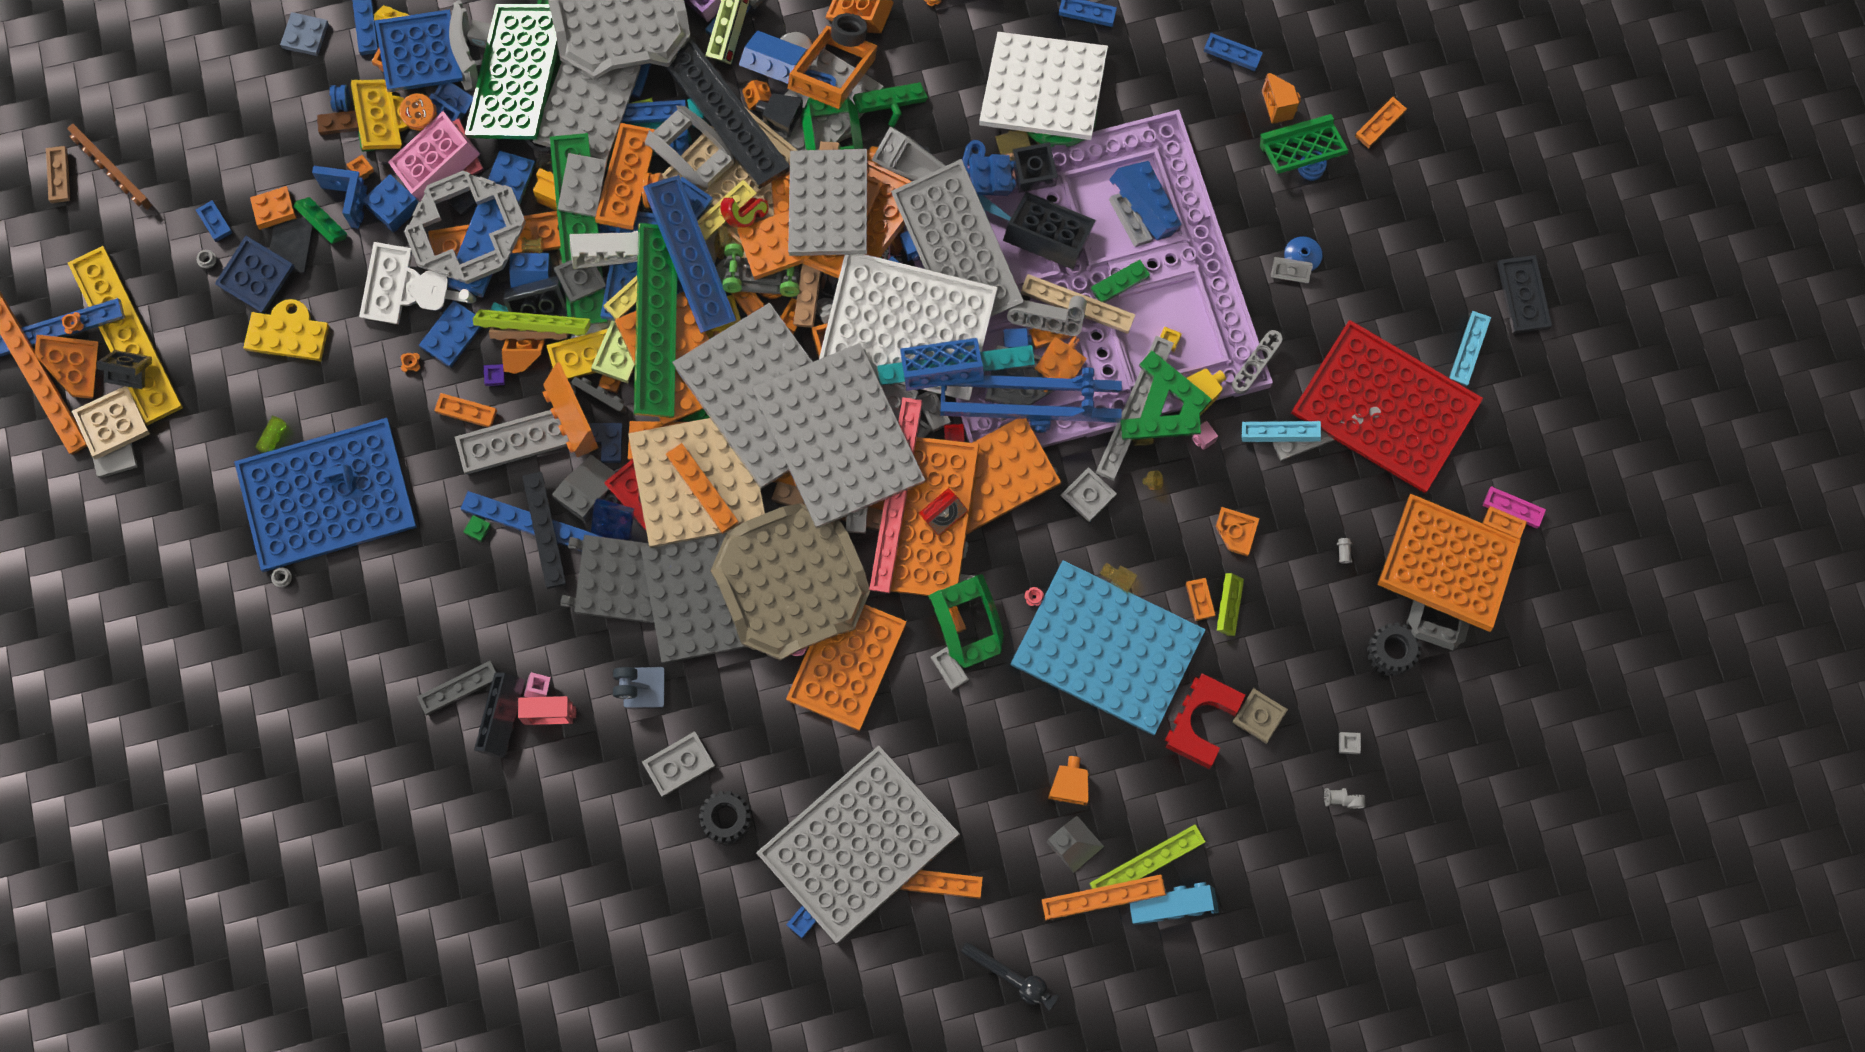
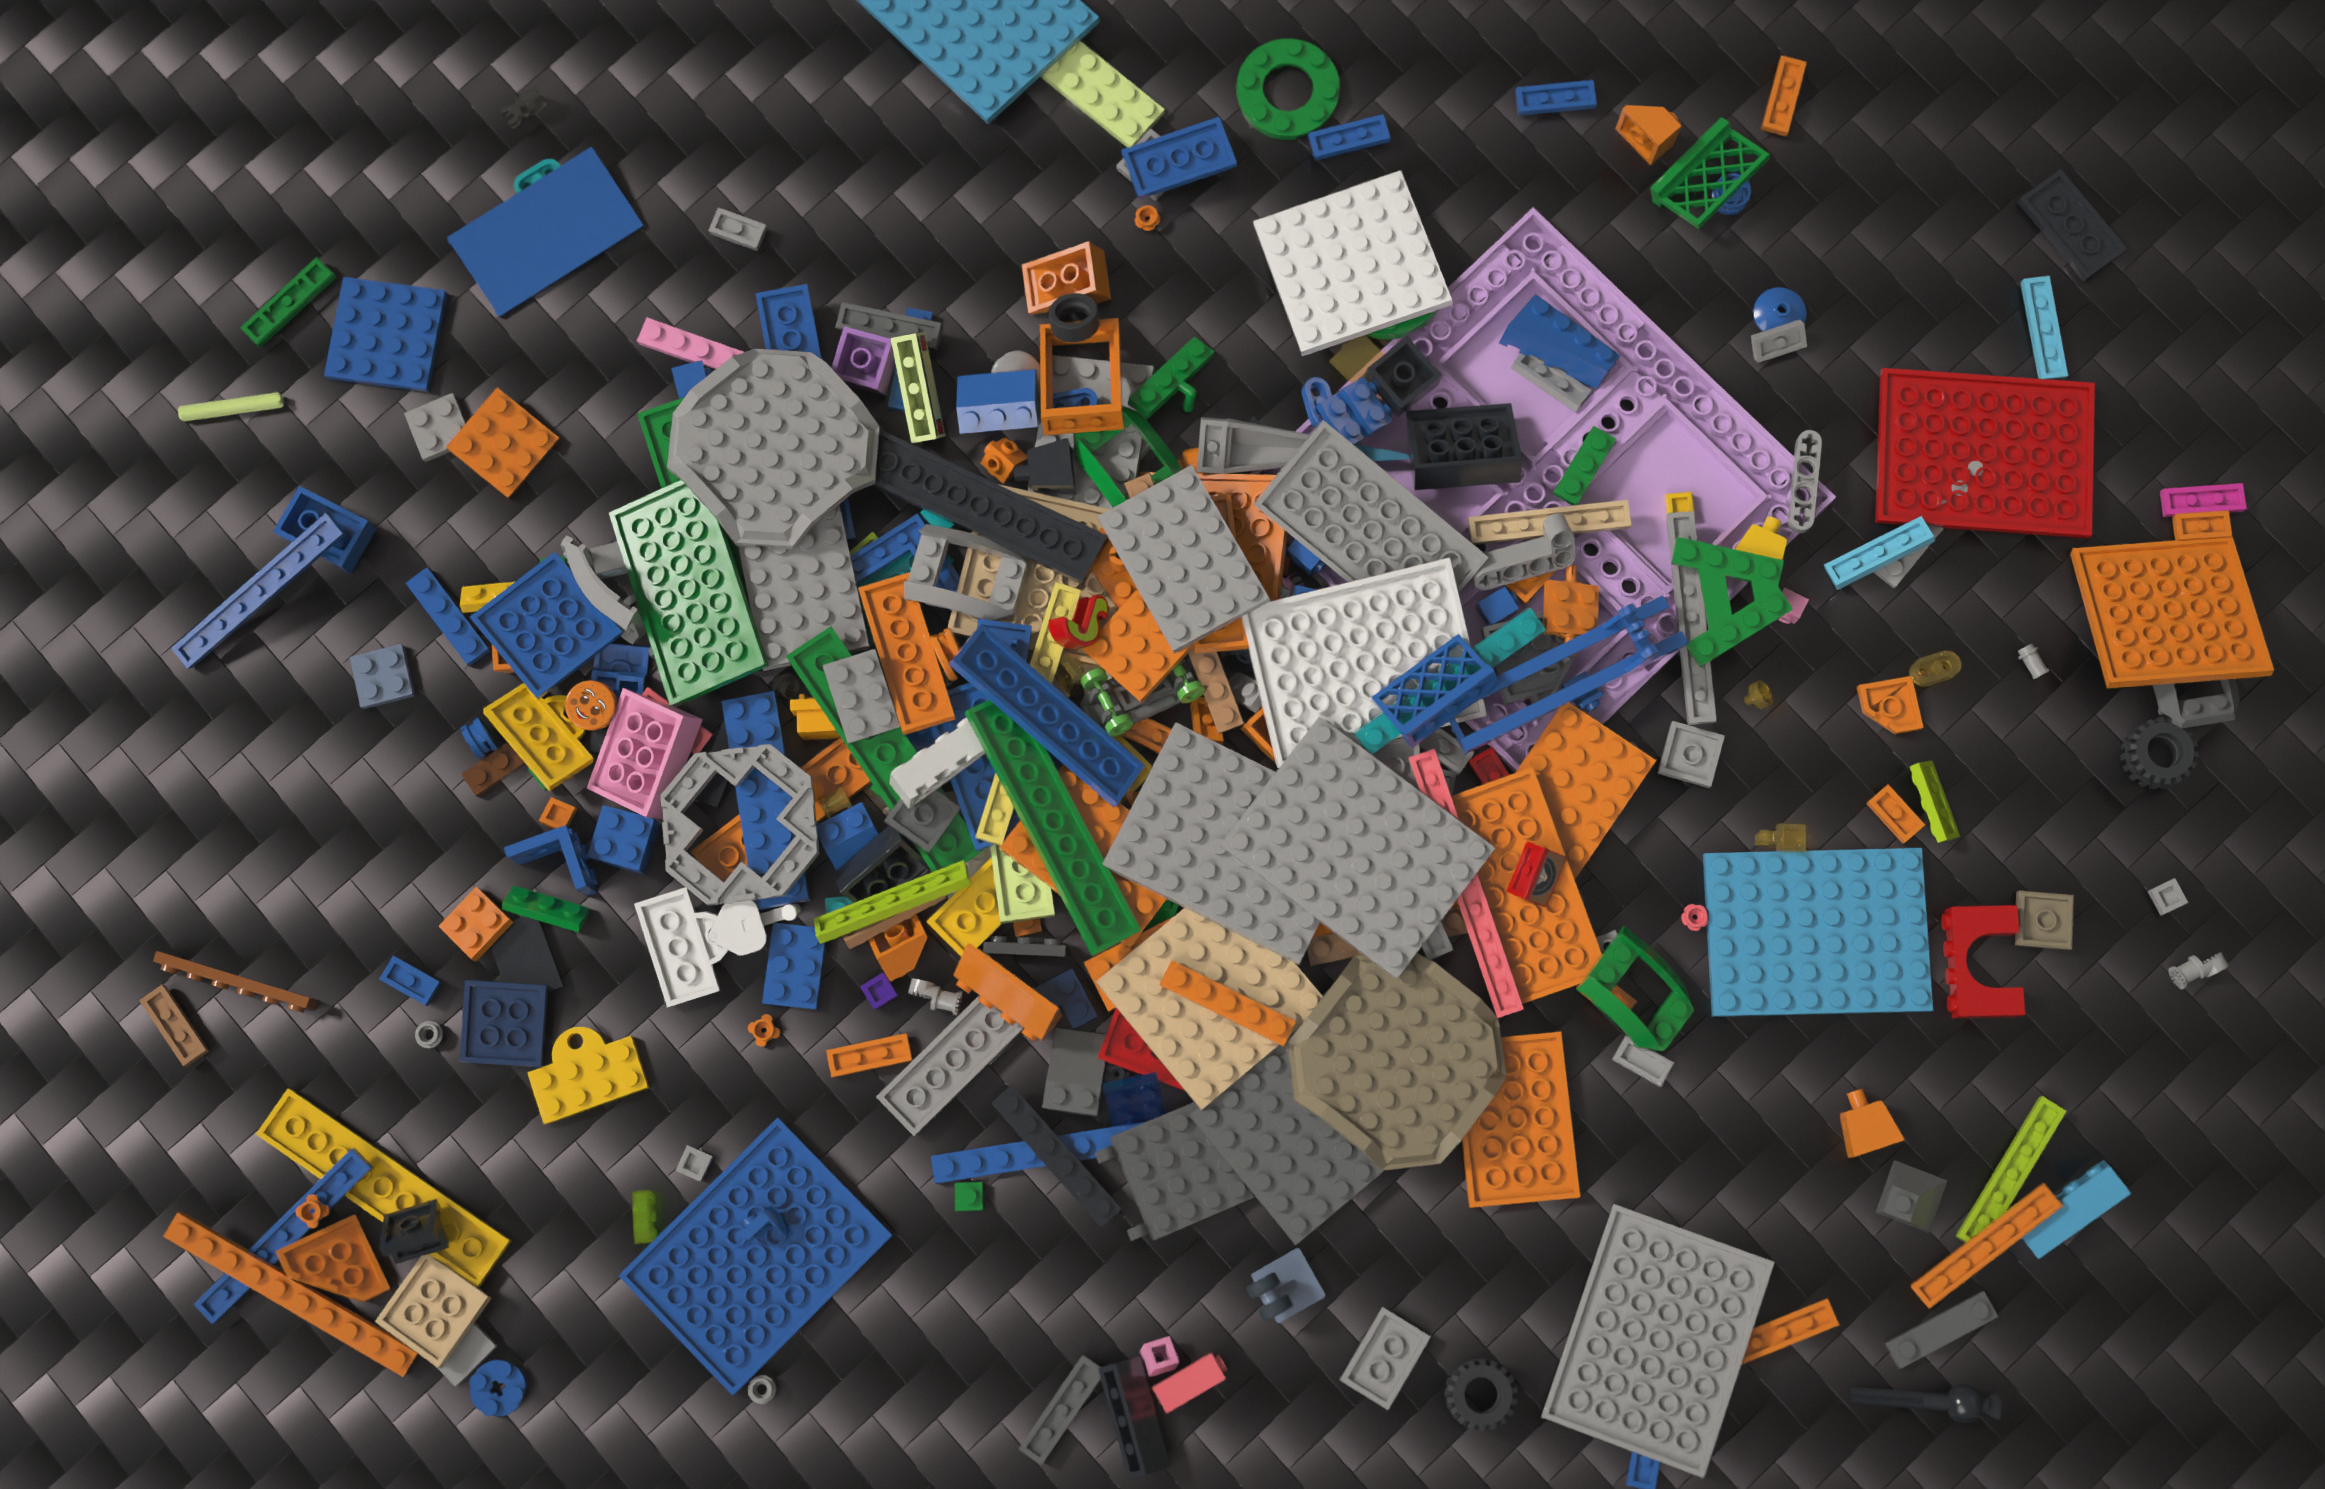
camera: 20 degrees left, 5 degrees up
(122, 480) = (513, 1394): none -> blue plate
(320, 419) = (694, 1163): none -> light grey plate
(528, 397) = (940, 998): none -> light grey connector
(1046, 937) = (1941, 1329): none -> dark grey plate
(1276, 521) = (1933, 670): none -> clear yellow plate

